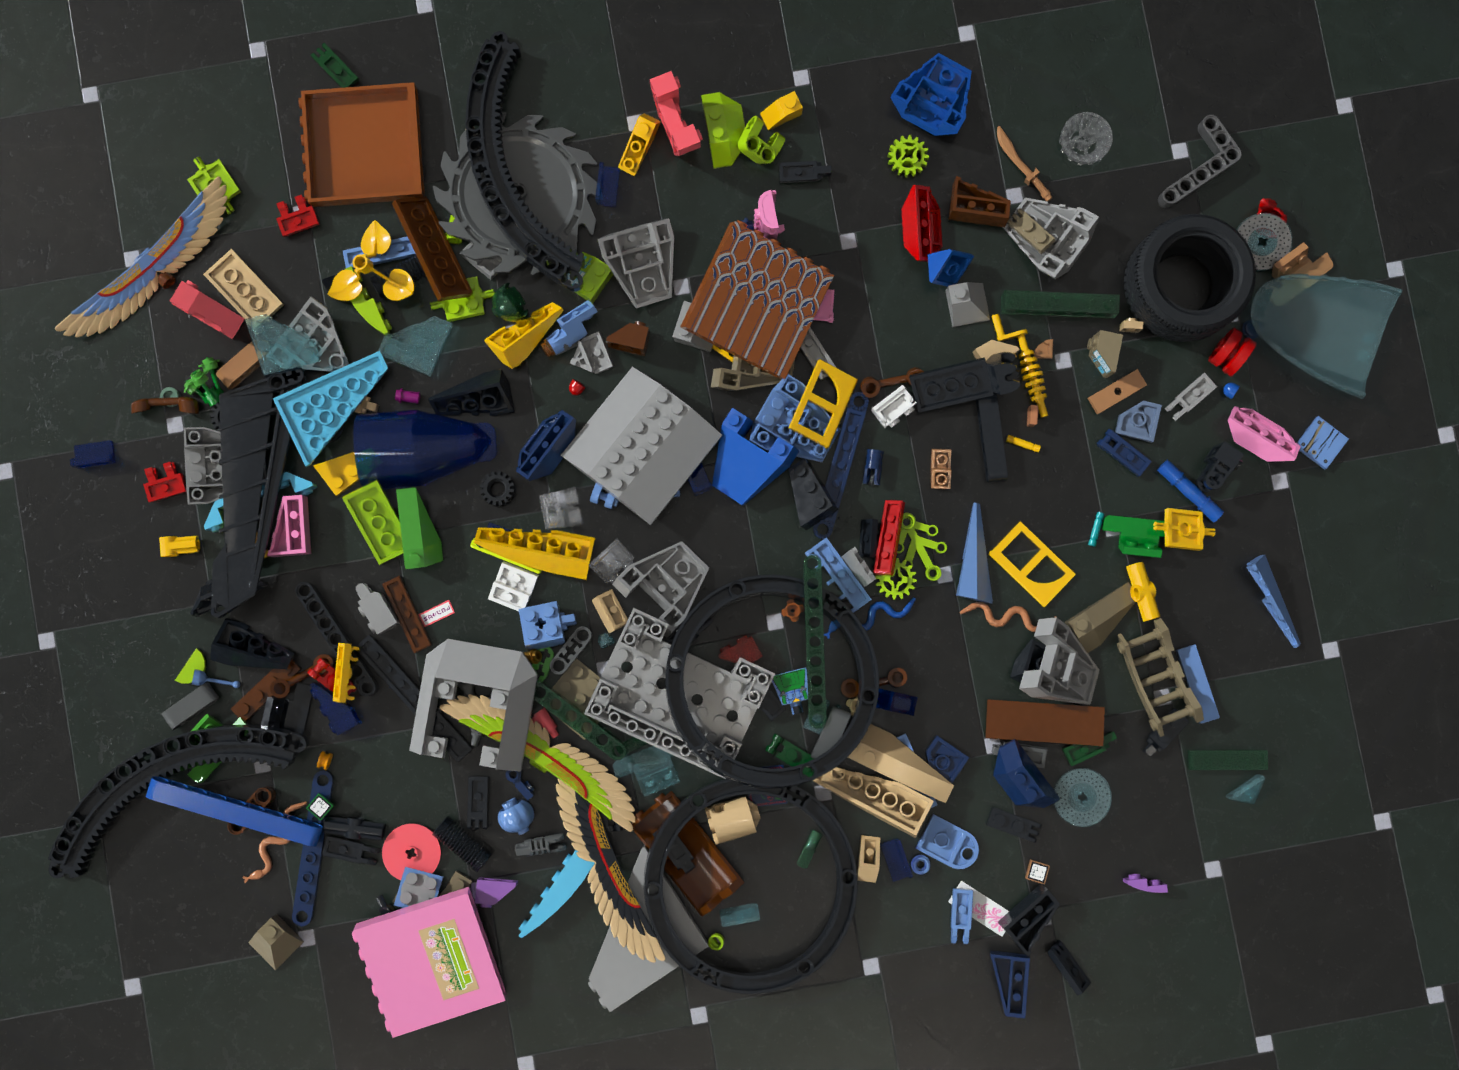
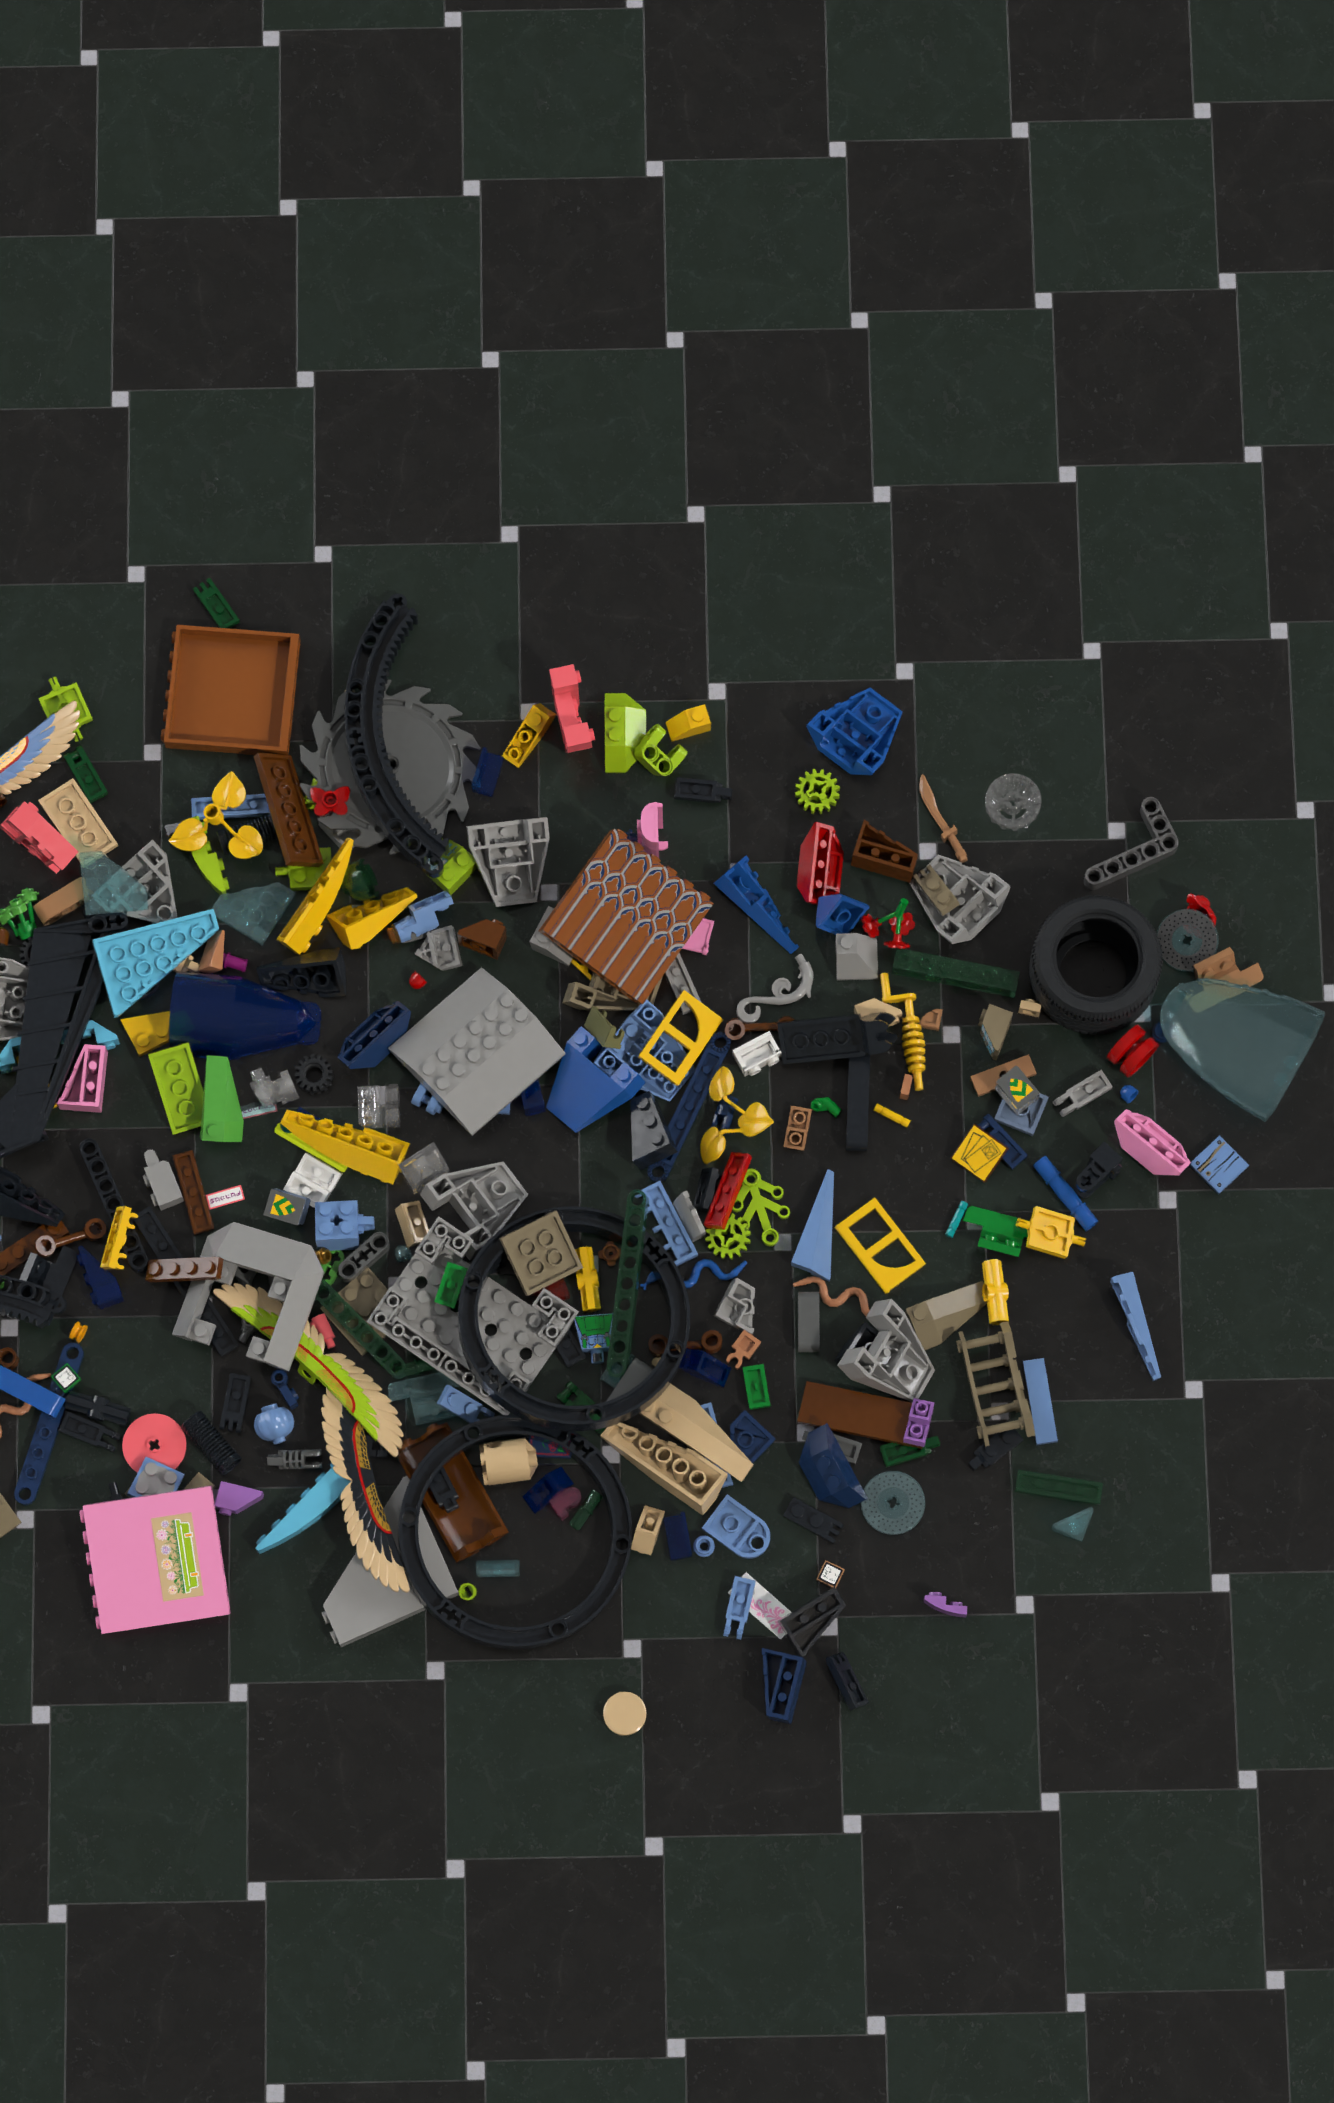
camera: 15 degrees right, 10 degrees down
(243, 243) = (85, 775): none -> dark green plate
(296, 221) = (149, 759): red plate -> none
(328, 677) = (98, 1244): red plate -> none
(387, 392) = (213, 954): none -> nougat slope
(410, 691) = (184, 1269): none -> plate
(453, 526) = (255, 1109): none -> clear light blue sticker
(460, 512) = (272, 1092): none -> clear hips
(469, 234) = (330, 800): none -> red animal
(473, 331) = (317, 903): none -> yellow wedge
(493, 616) = (287, 1206): none -> piece
(655, 667) = (451, 1285): none -> green plate
(683, 774) = (462, 1405): none -> medium blue hinge
(732, 625) = (541, 1253): none -> dark tan plate
(752, 408) = (602, 1029): none -> olive hinge
(773, 836) = (547, 1488): none -> clear blue slope
(776, 638) = (588, 1280): none -> yellow piece
(789, 844) = (565, 1500): none -> clear pink leg
(856, 257) = (744, 890): none -> blue wedge
(875, 1029) = (624, 1713): none -> tan tile
(904, 352) = (806, 974): none -> light grey plant
(904, 473) = (751, 1123): none -> yellow plant
(914, 640) = (737, 1306): none -> light grey slope
(927, 677) = (744, 1347): none -> nougat plate
(943, 712) = (756, 1386): none -> green plate
(962, 442) = (826, 1104): none -> green arm
(980, 645) = (808, 1322): none -> dark grey beam
(1002, 267) = (900, 923): none -> red plant
(1097, 724) = (918, 1422): none -> medium lavender slope
(1108, 466) = (979, 1153): none -> yellow tile
(1135, 405) = (1017, 1090): none -> piece

